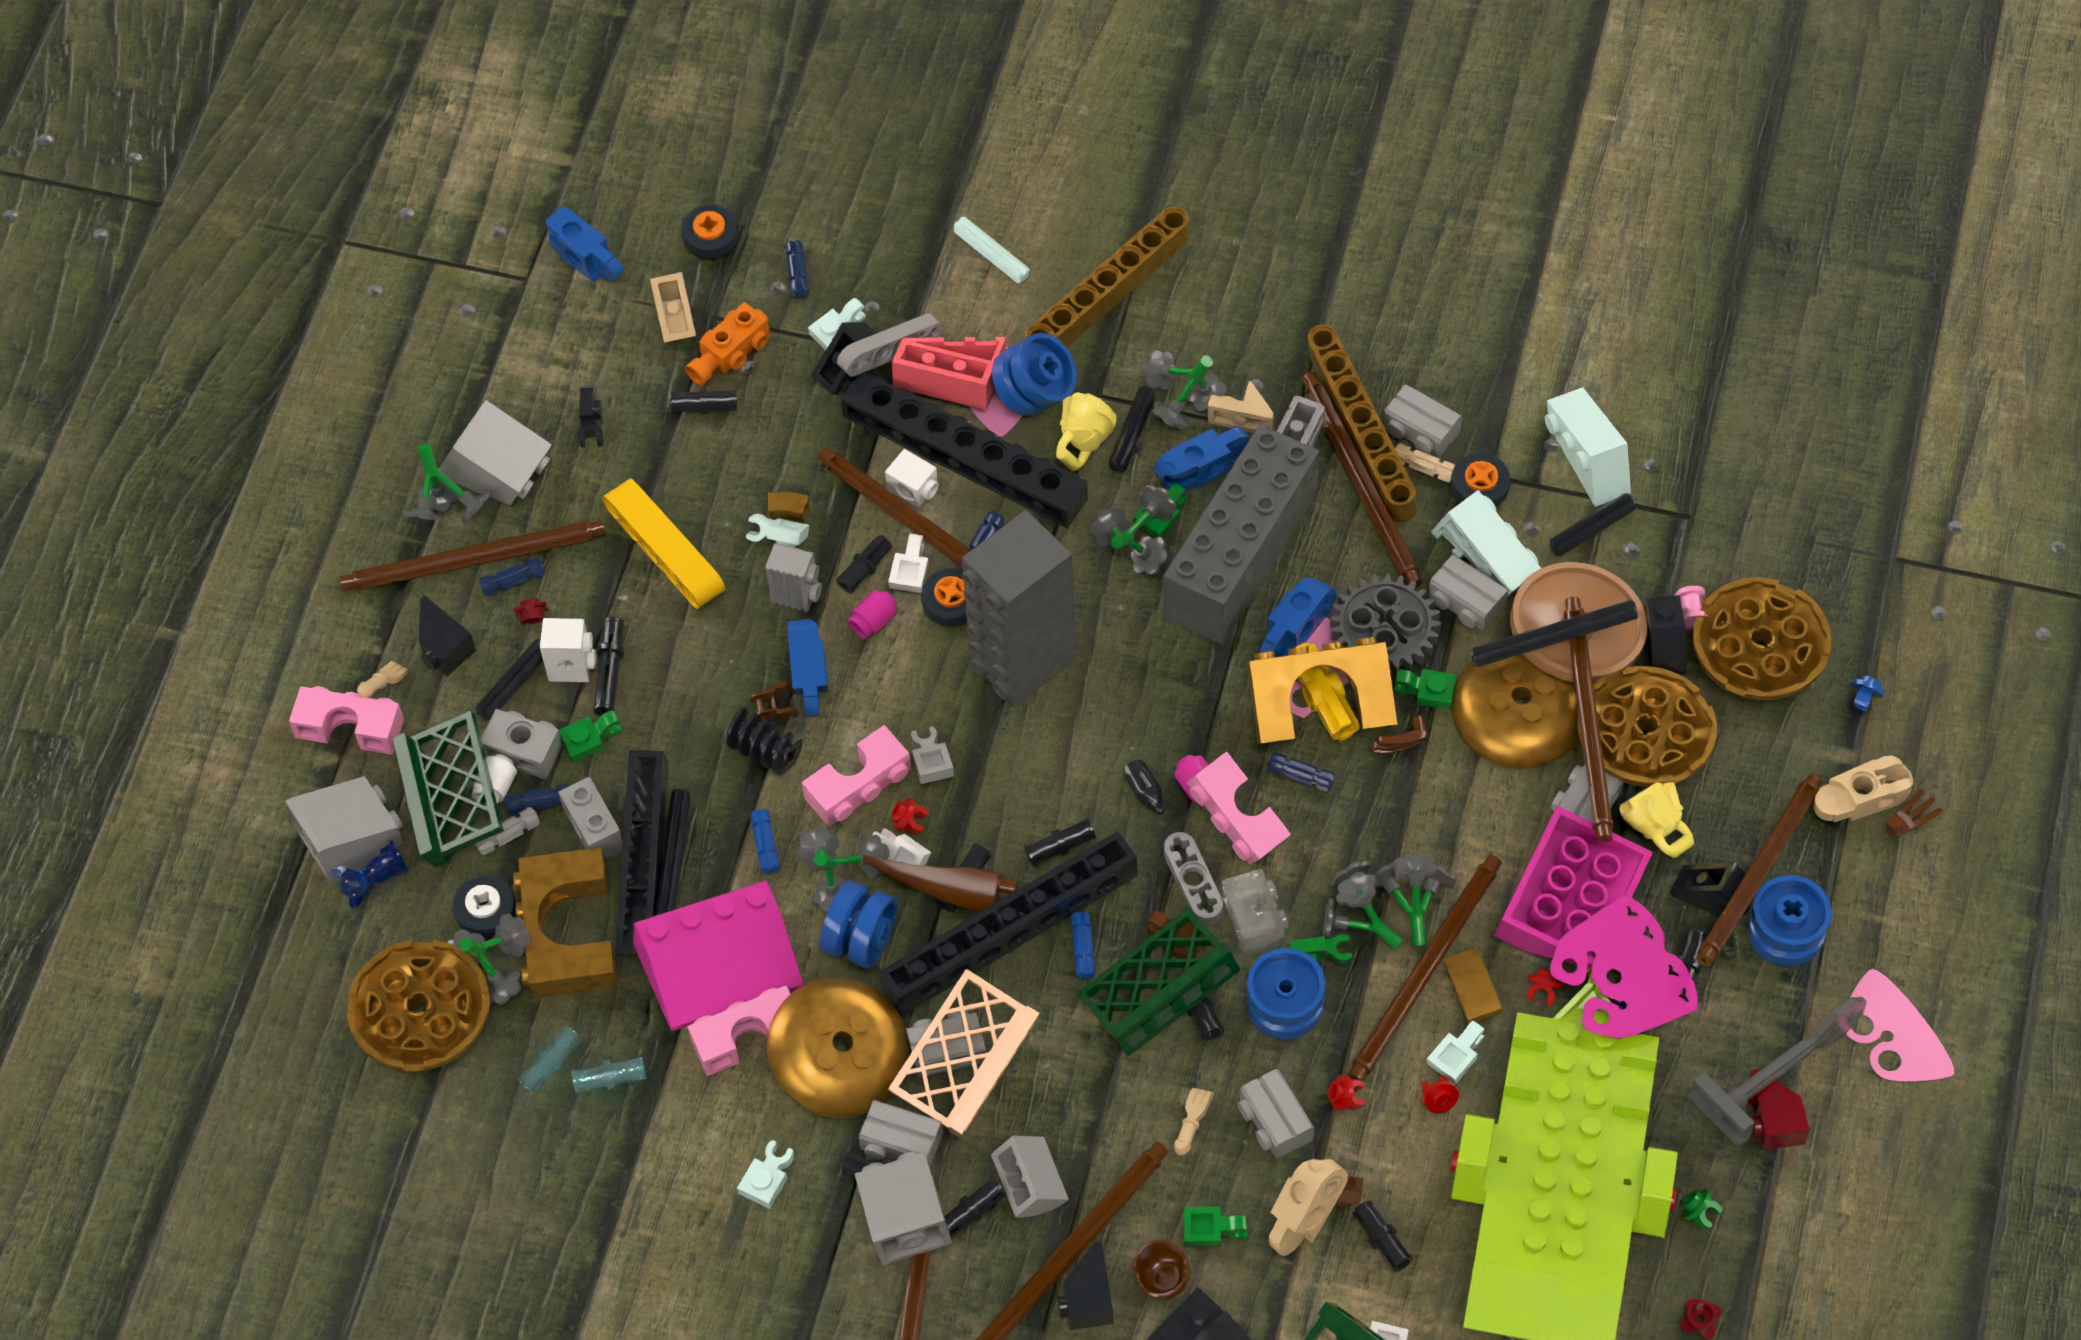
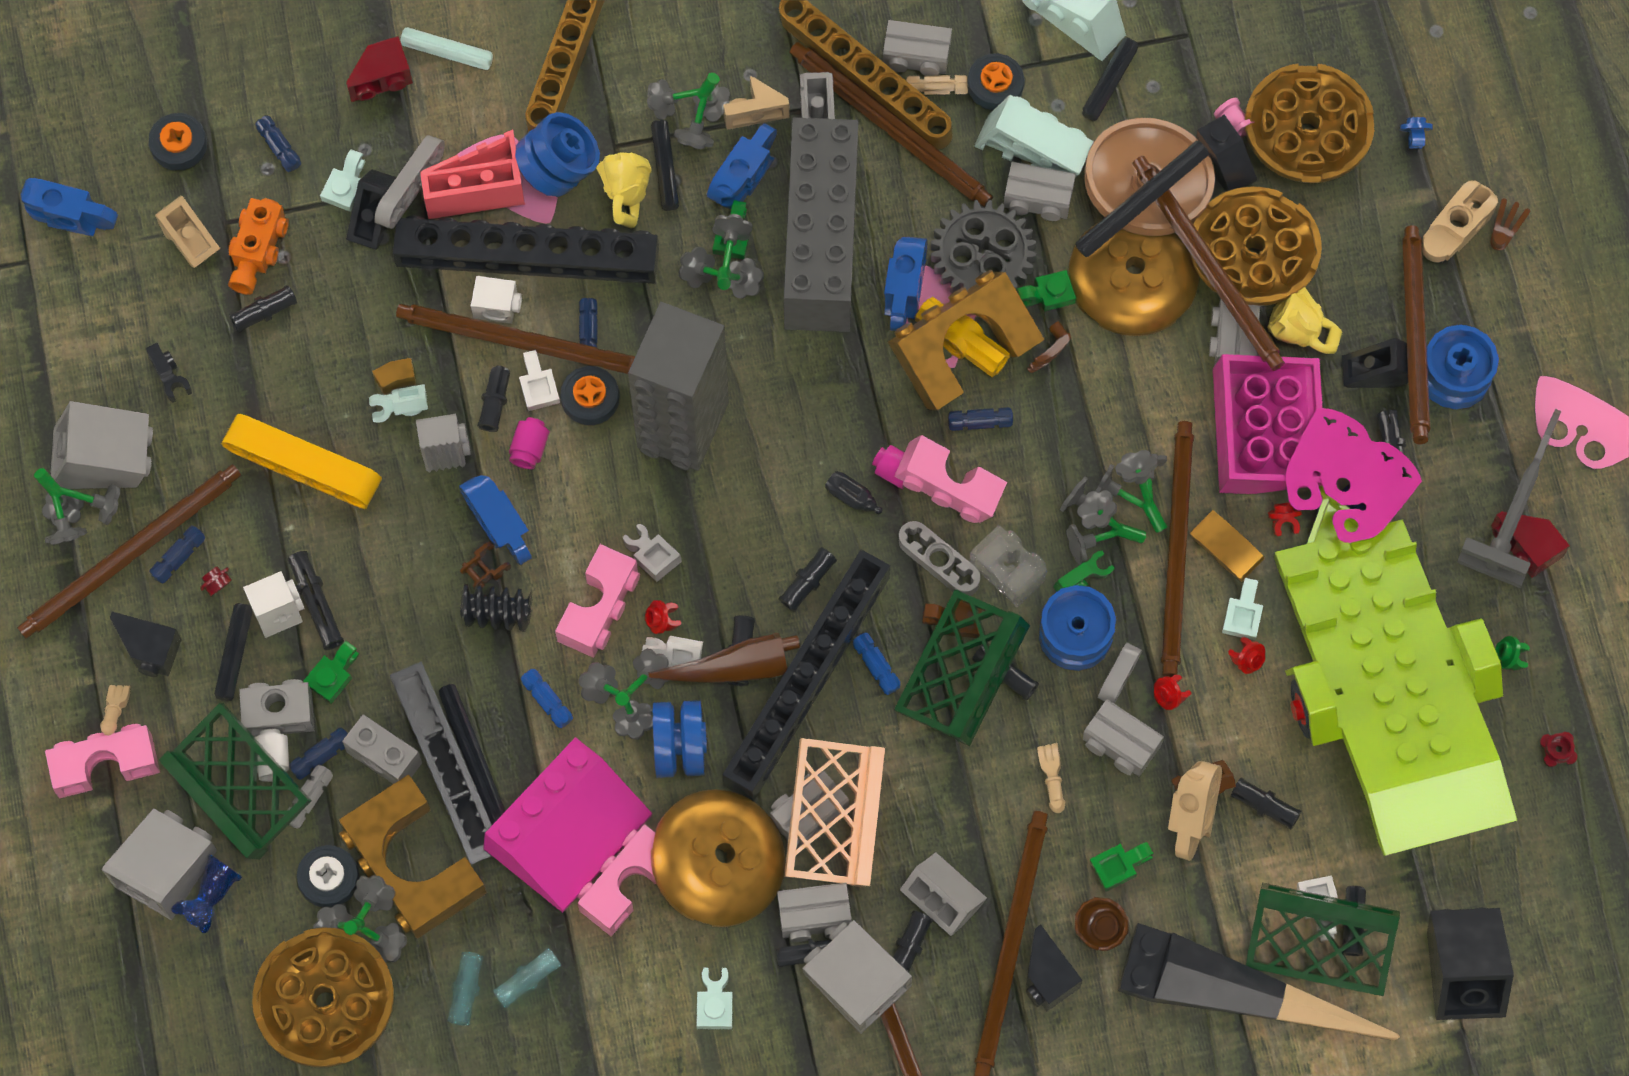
camera: 30 degrees left, 10 degrees up
(919, 242) = (379, 70): none -> dark red slope
(1306, 1054) = (1120, 673): none -> light grey beam

